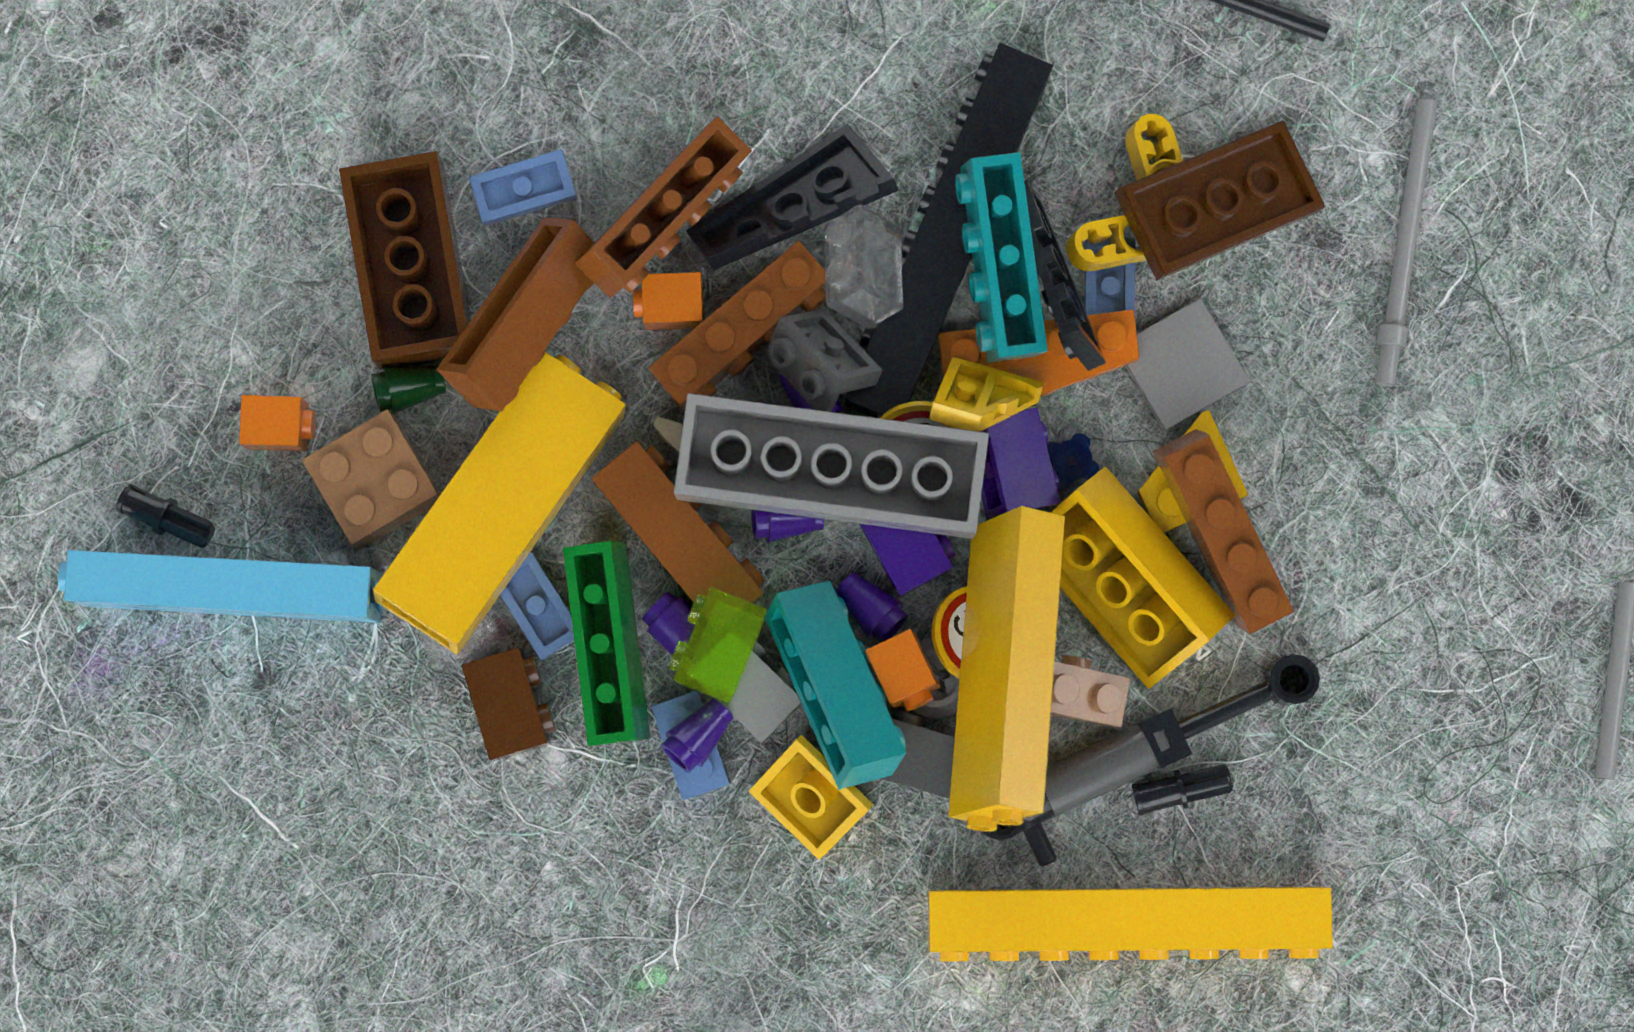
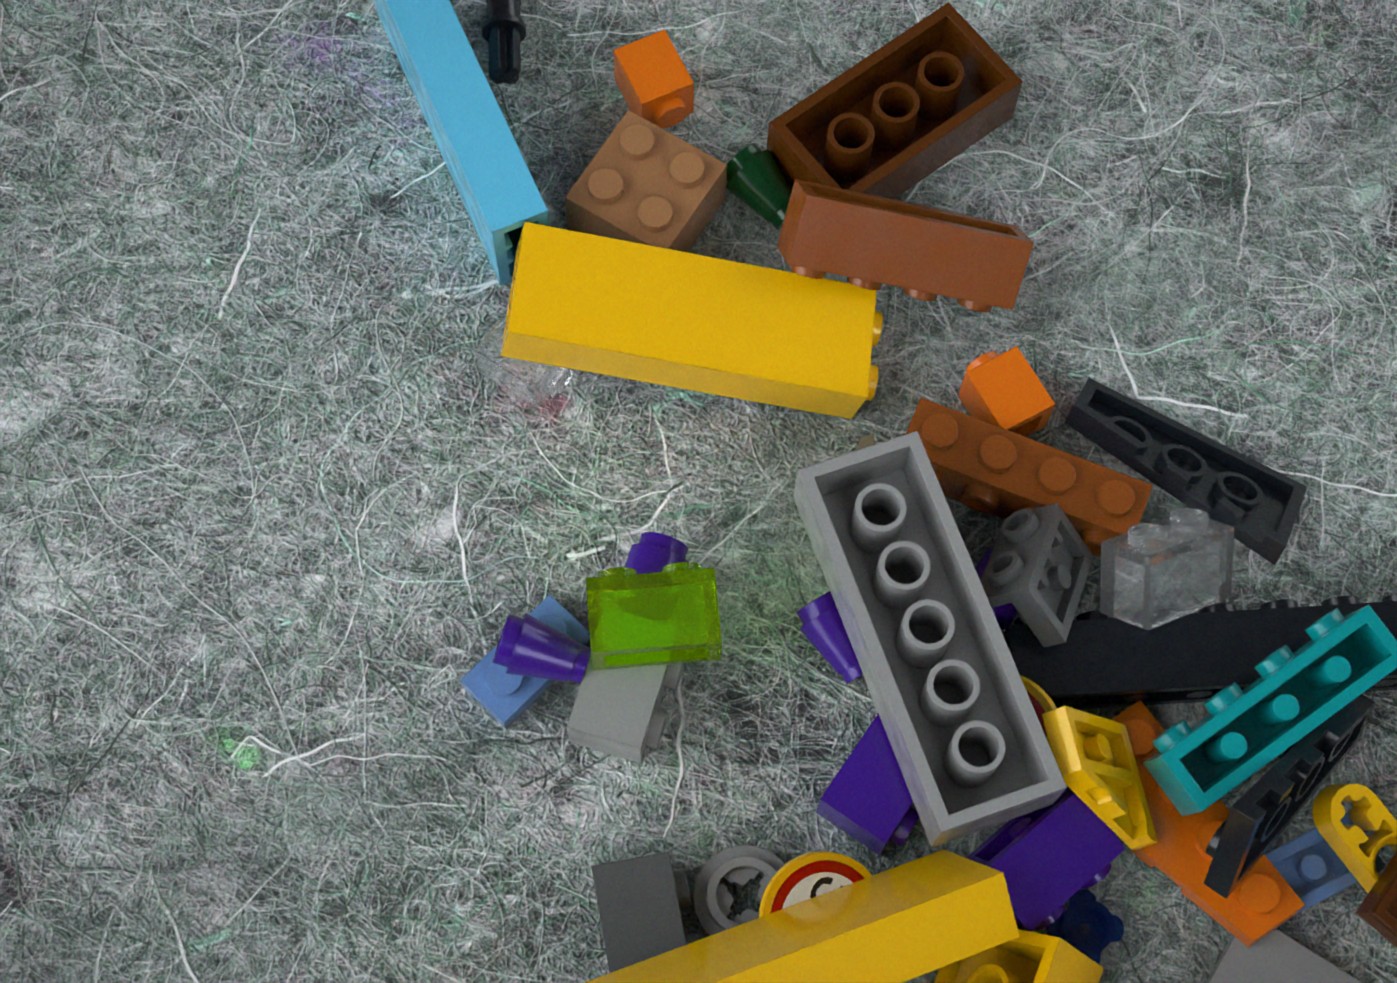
camera: 60 degrees right, 15 degrees down
(508, 703) = (475, 442): reddish brown brick -> none
(522, 187) = (1034, 198): medium blue plate -> none
(538, 609) = (597, 426): medium blue plate -> none
(606, 643) = (593, 507): green brick -> none
(669, 201) = (1102, 329): dark orange brick -> none
(672, 528) = (759, 521): dark orange brick -> none
(807, 800) = (536, 822): yellow slope -> none
(835, 684) = (674, 776): teal brick -> none
(872, 608) = (788, 783): dark purple cone -> none
(904, 670) = (734, 846): orange brick -> none

